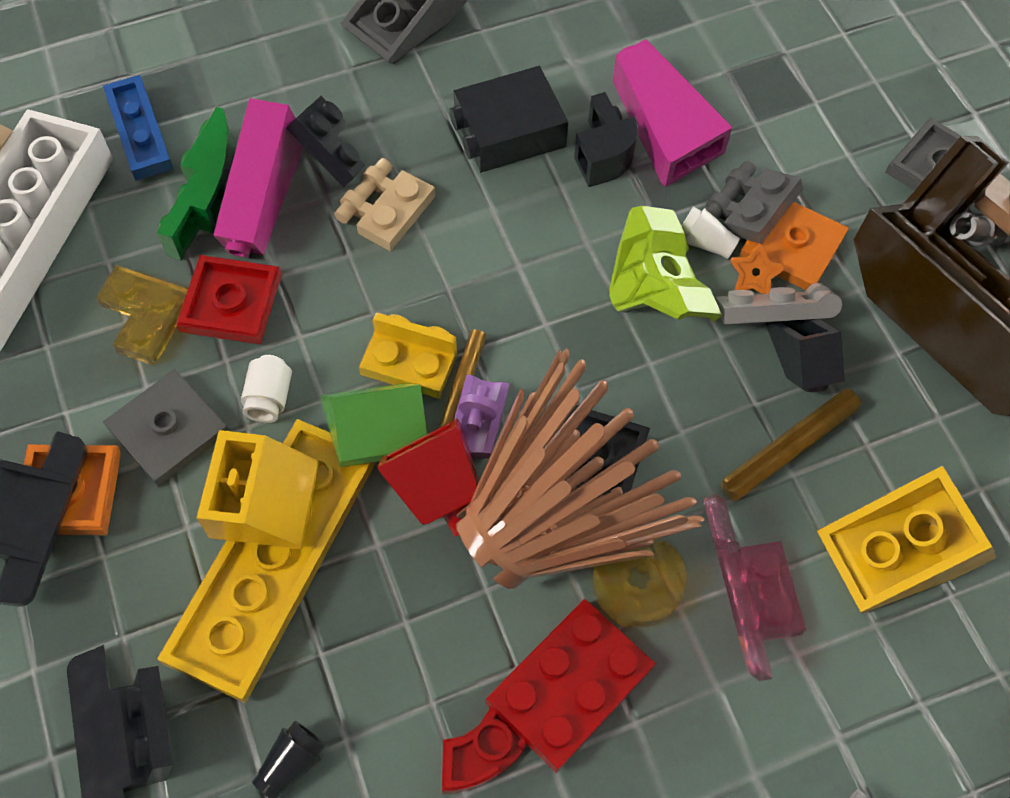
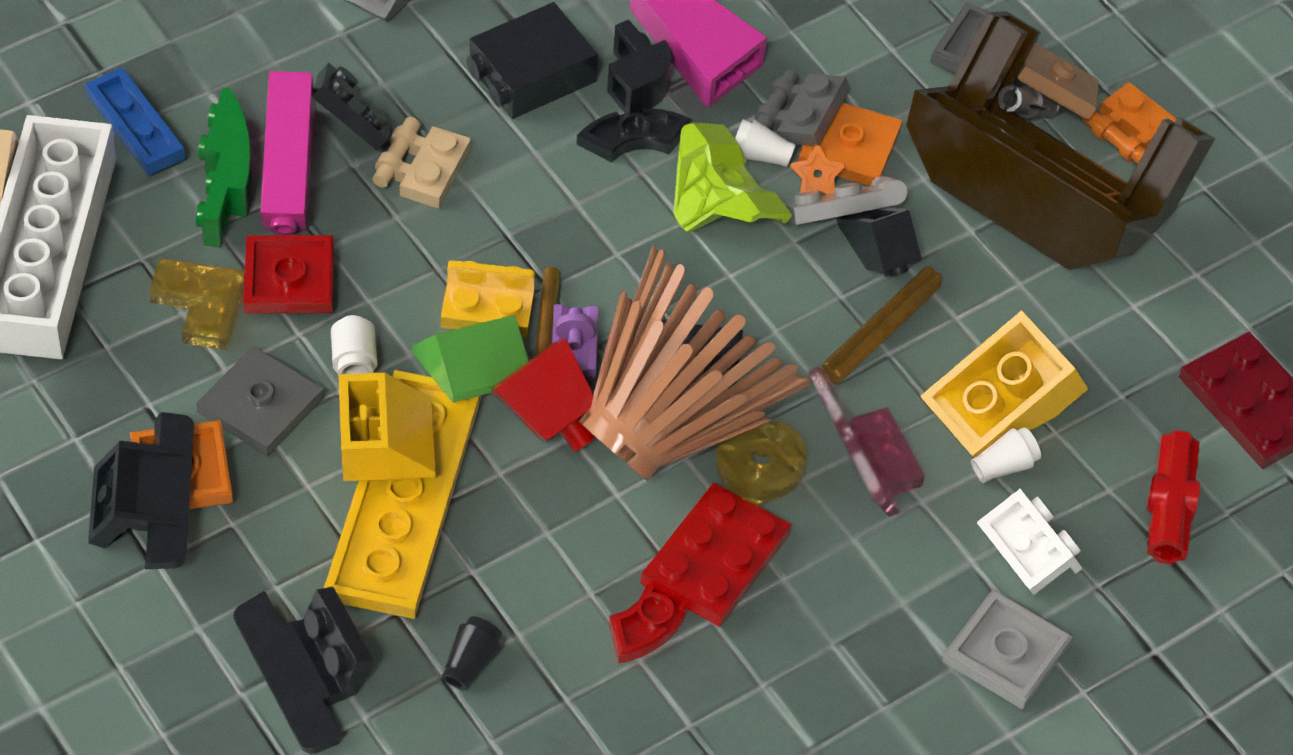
camera: 15 degrees left, 10 degrees down
(585, 201) = (623, 133): none -> black tile
(899, 620) = (1009, 454): none -> white cone
(907, 733) = (1028, 542): none -> white bracket

